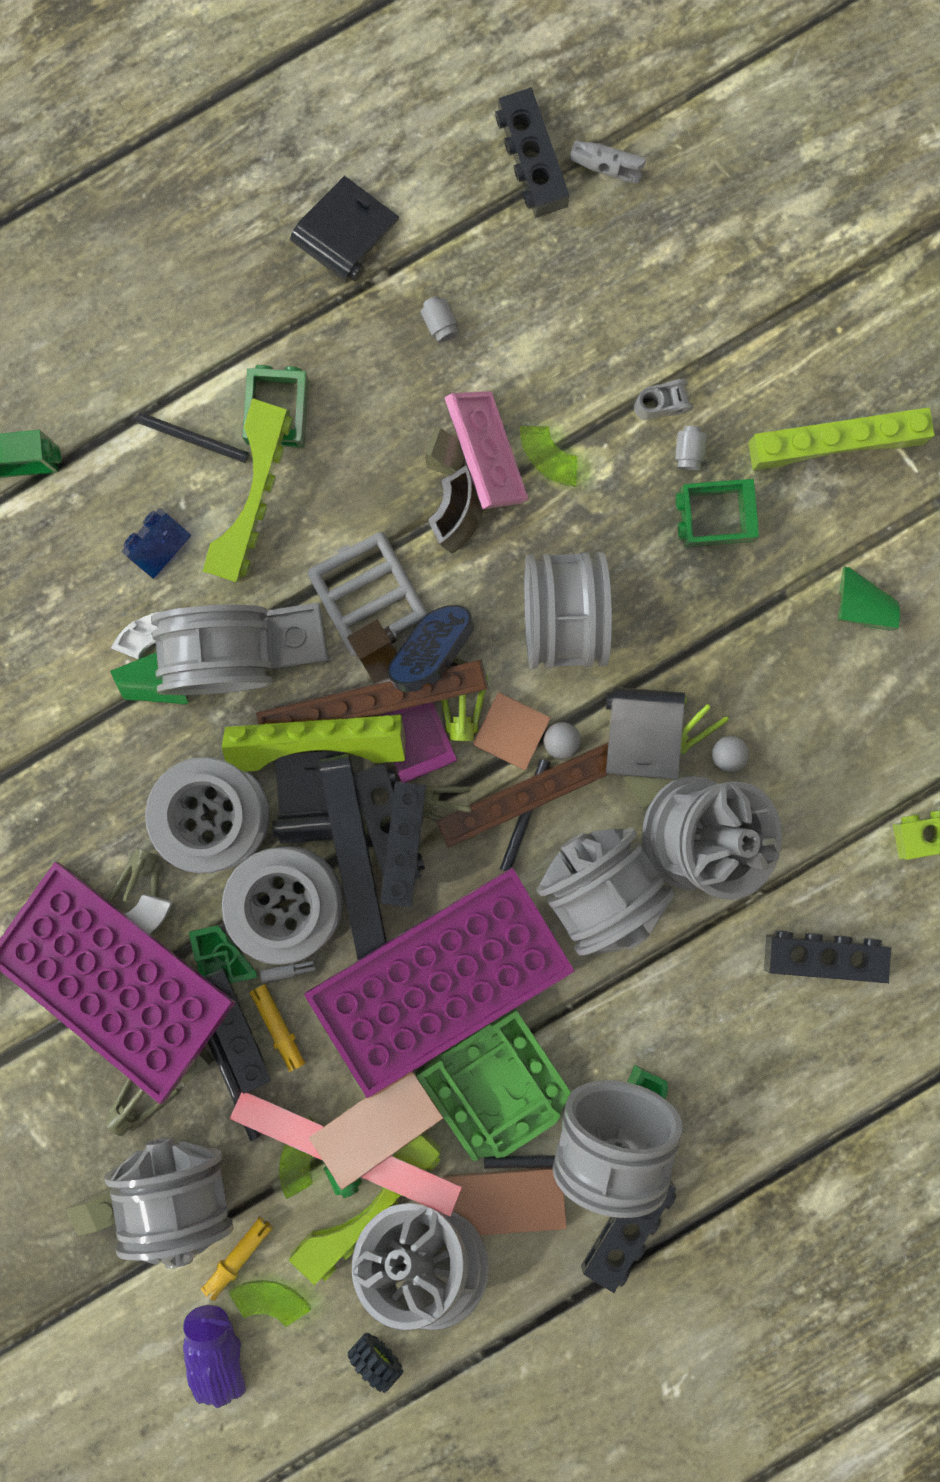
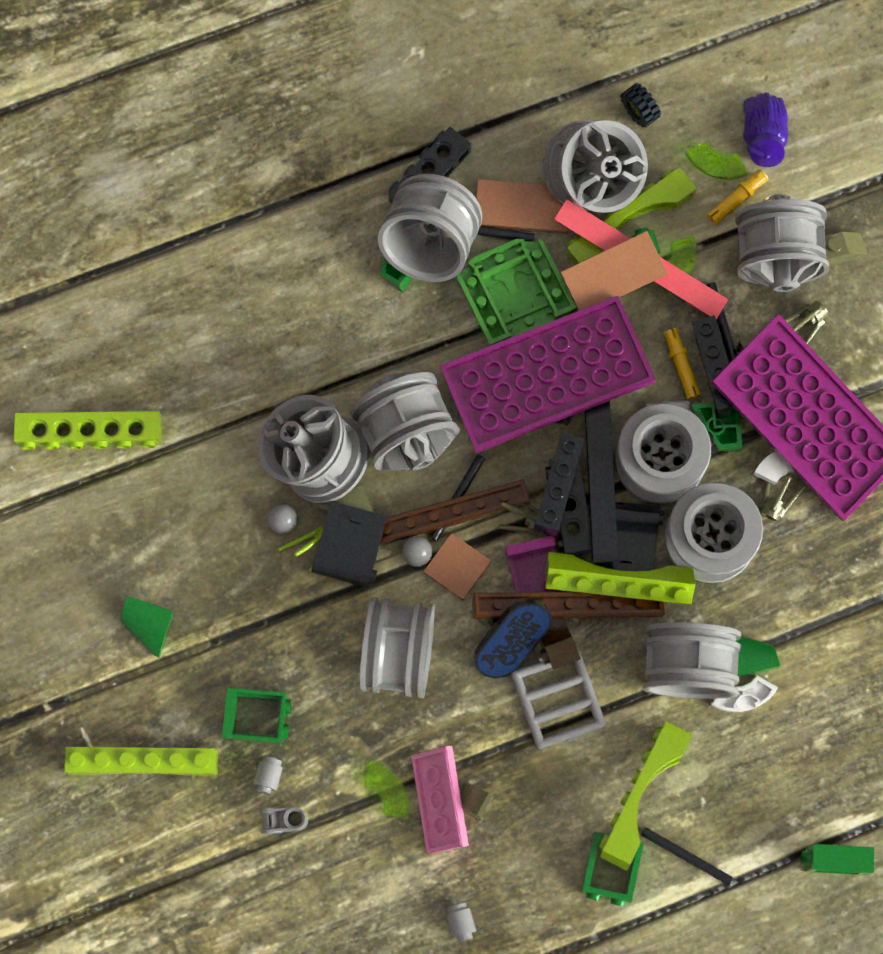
camera: 170 degrees left, 10 degrees down
(155, 542) = (729, 770): clear blue bracket -> none
(295, 636) = (622, 674): light grey tile -> none
(458, 512) = (472, 749): dark brown brick -> none
(462, 728) = (496, 575): lime plant -> none
(873, 968) = (203, 332): black brick -> none

